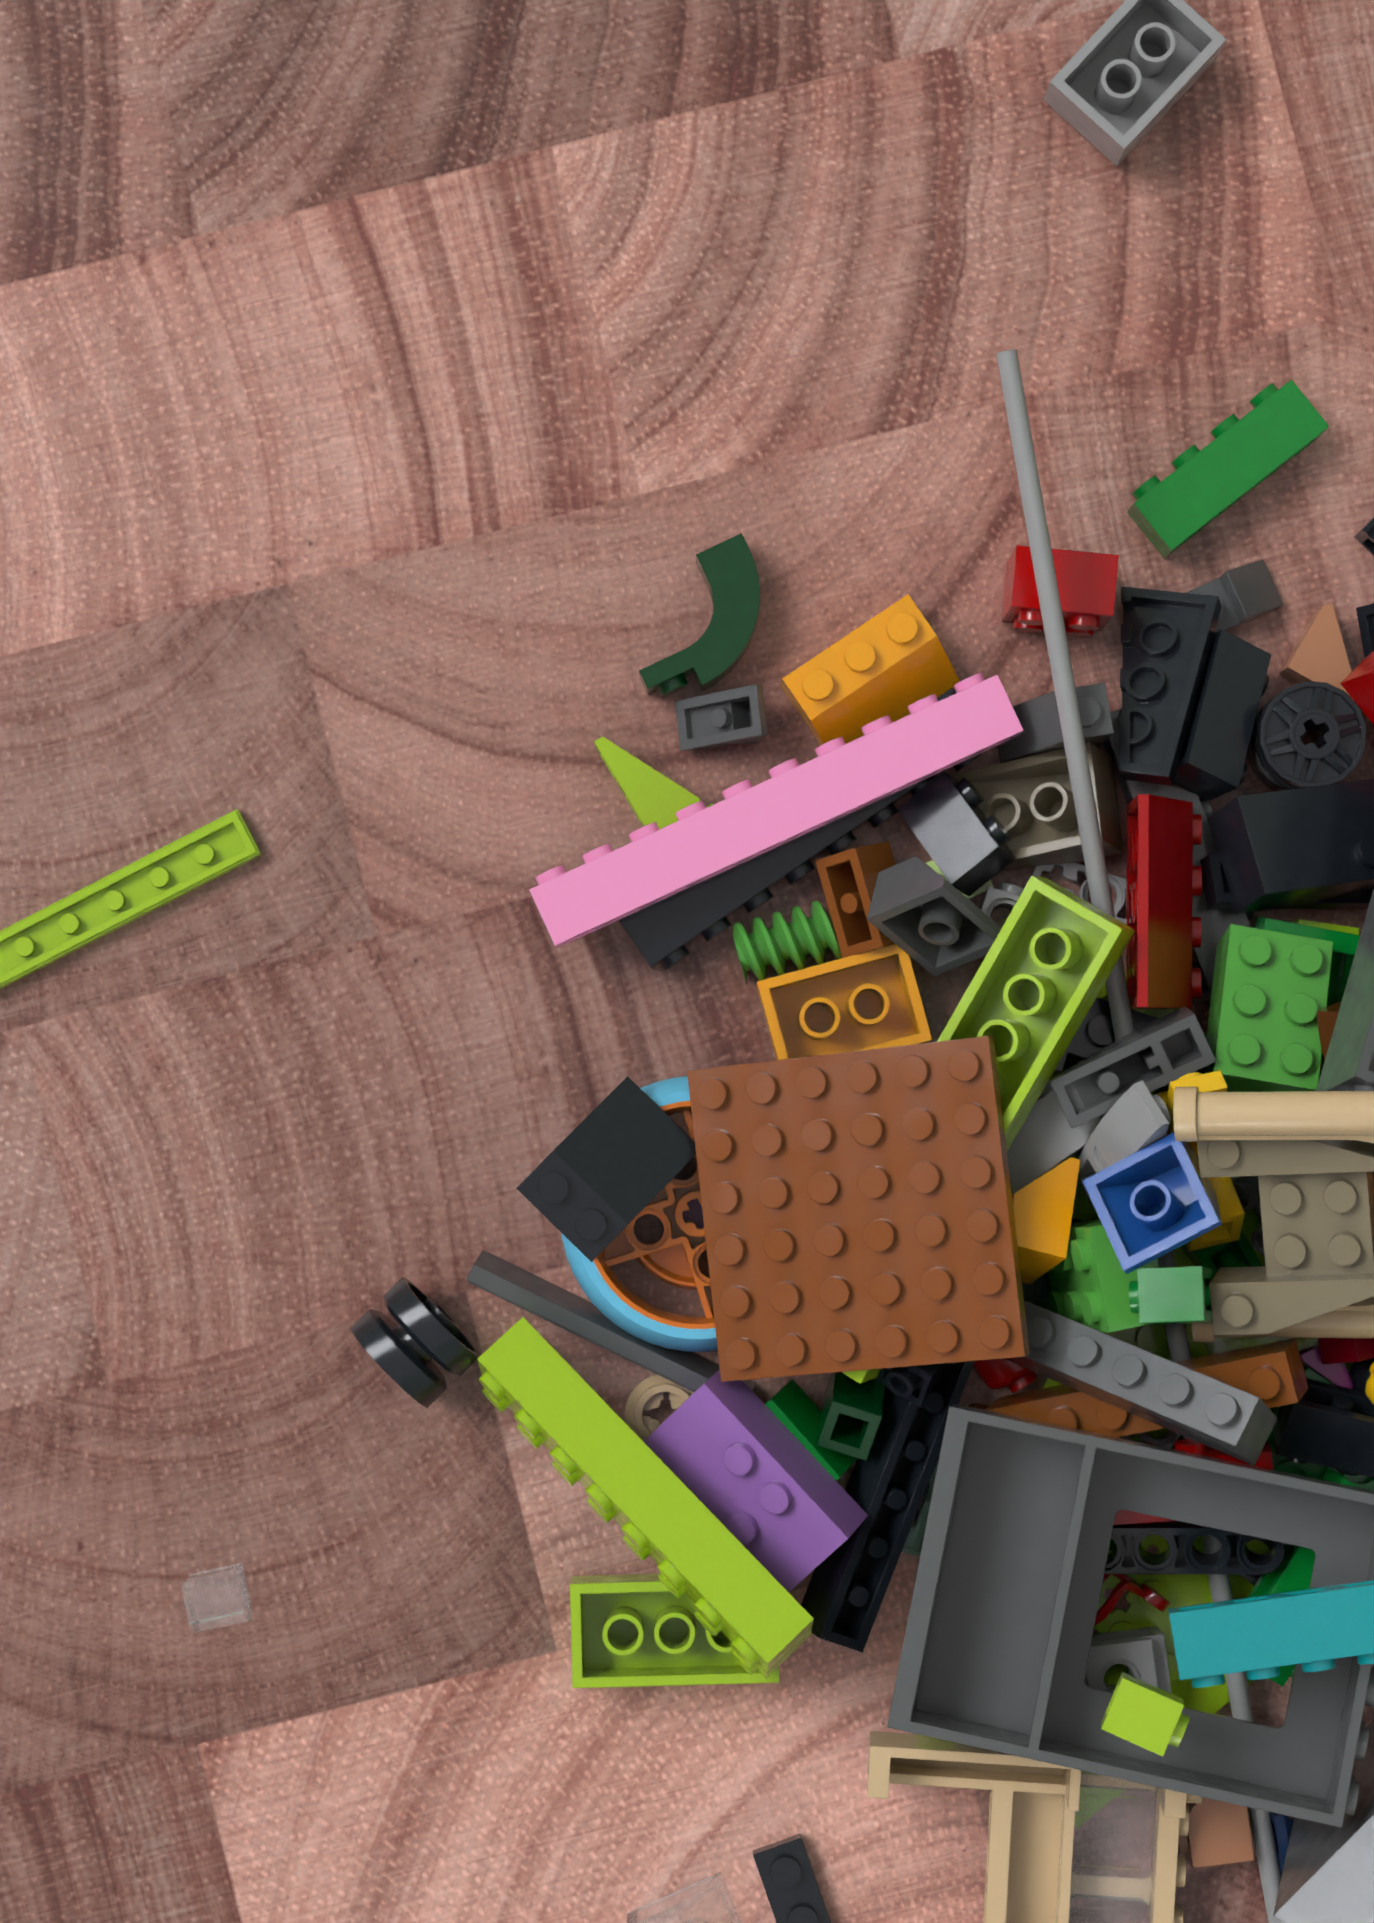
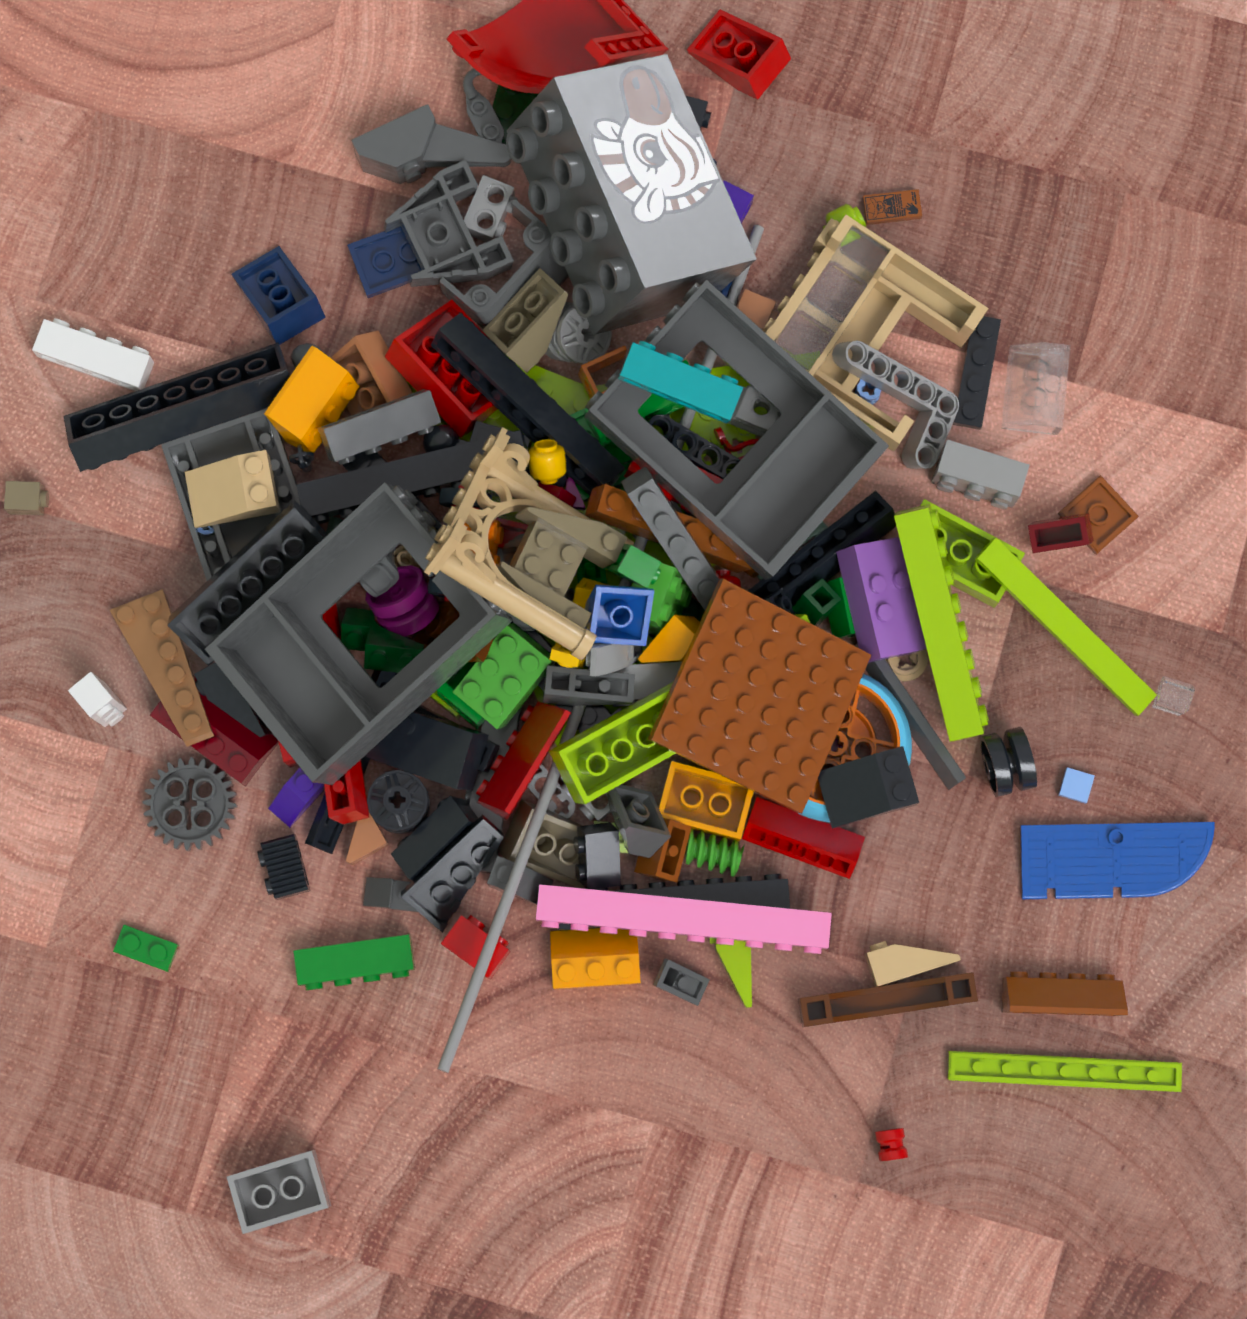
camera: 150 degrees left, 5 degrees down
(130, 1032) = (1063, 996): none -> dark orange slope
(195, 1280) = (1097, 857): none -> blue door
(268, 663) = (891, 1144): none -> red wheel
(291, 1370) = (1076, 785): none -> light blue tile
(395, 874) = (887, 999): none -> reddish brown arch
(407, 942) = (901, 961): none -> tan slope
(446, 1608) = (1065, 626): none -> lime tile
(492, 1820) = (1106, 509): none -> dark orange tile
(534, 1754) = (1060, 533): none -> dark red piece
(660, 1043) = (803, 838): none -> red brick
(713, 1774) = (979, 474): none -> light grey brick
(735, 595) = (638, 1038): dark green arch -> none
(903, 1839) = (906, 392): none -> light grey beam
(963, 1825) = (872, 399): none -> light blue bush
(1145, 1715) = (767, 381): lime brick -> none

